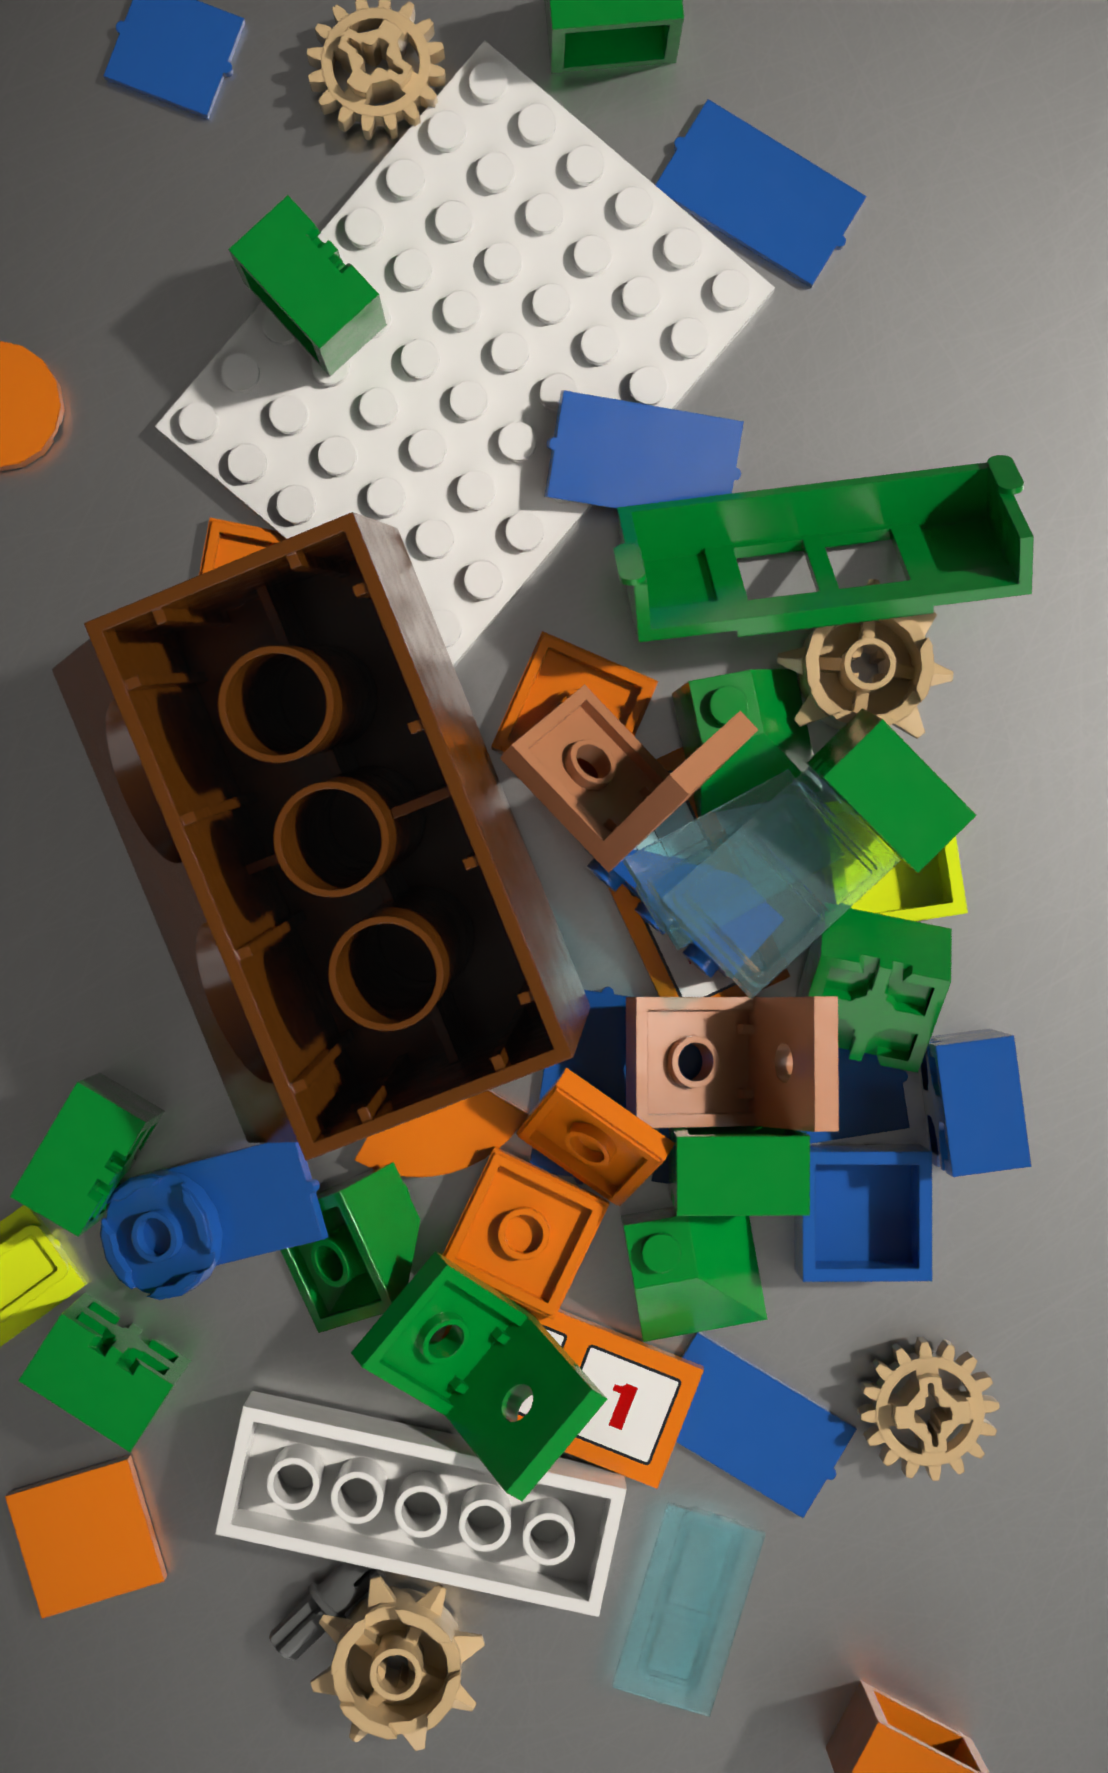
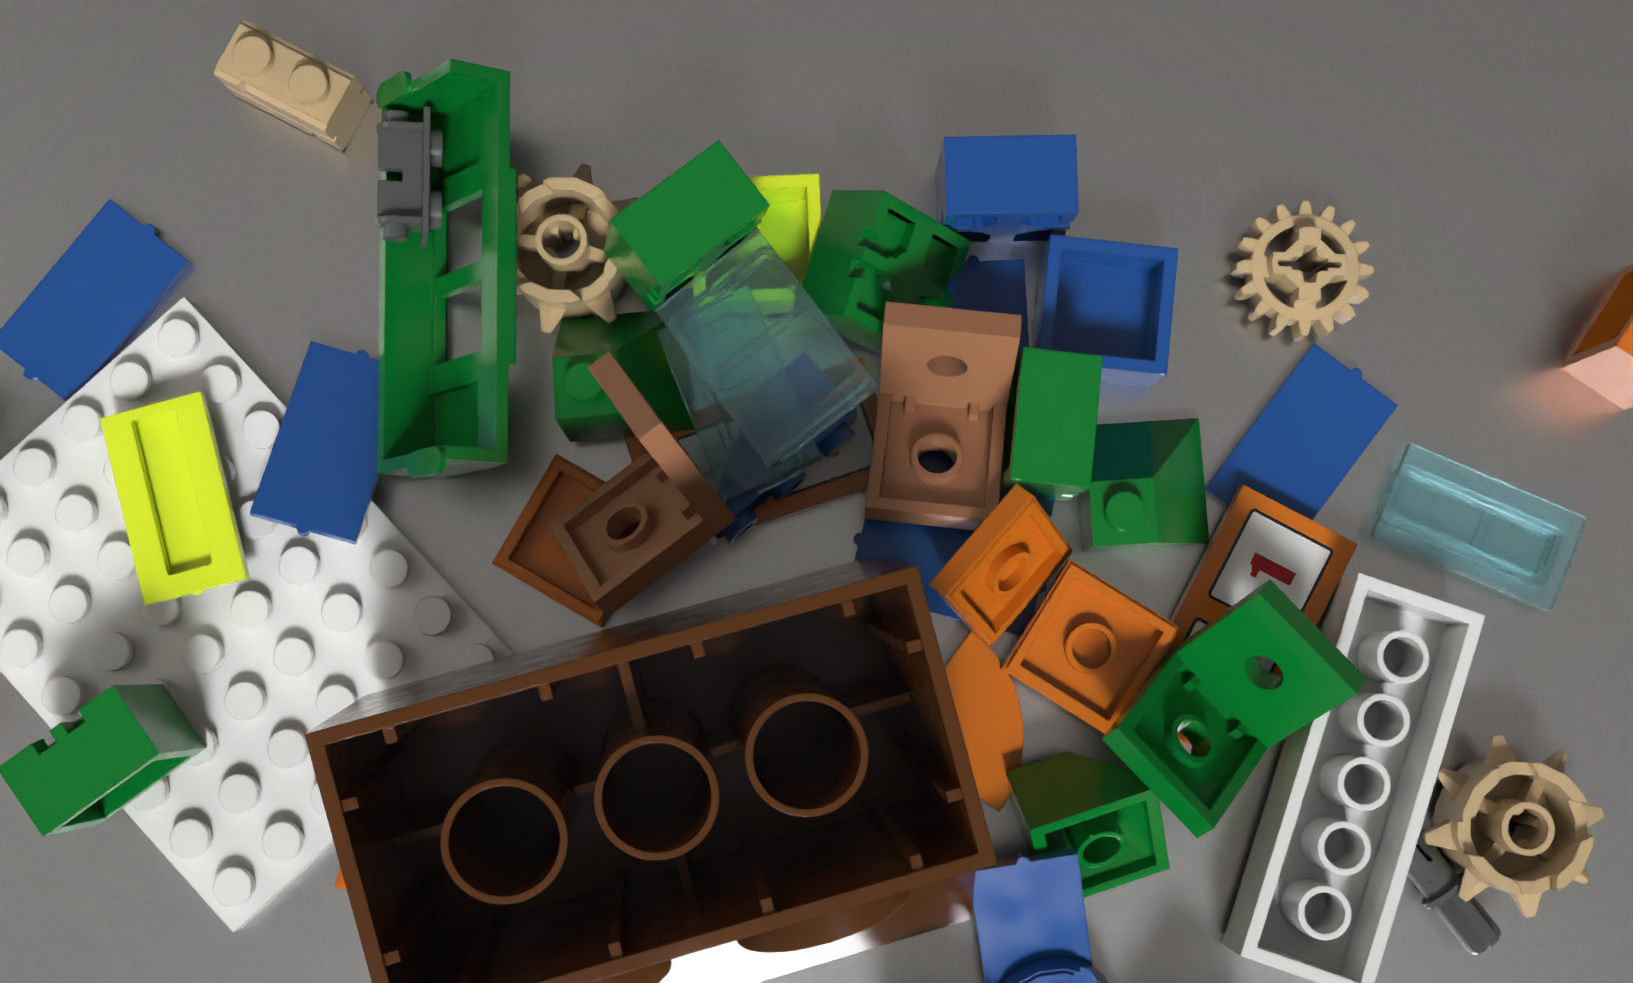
camera: 85 degrees left, 5 degrees down
(569, 312) = (174, 498): none -> neon yellow piece
(944, 502) = (411, 150): none -> dark grey hinge
(1002, 368) = (293, 84): none -> tan brick

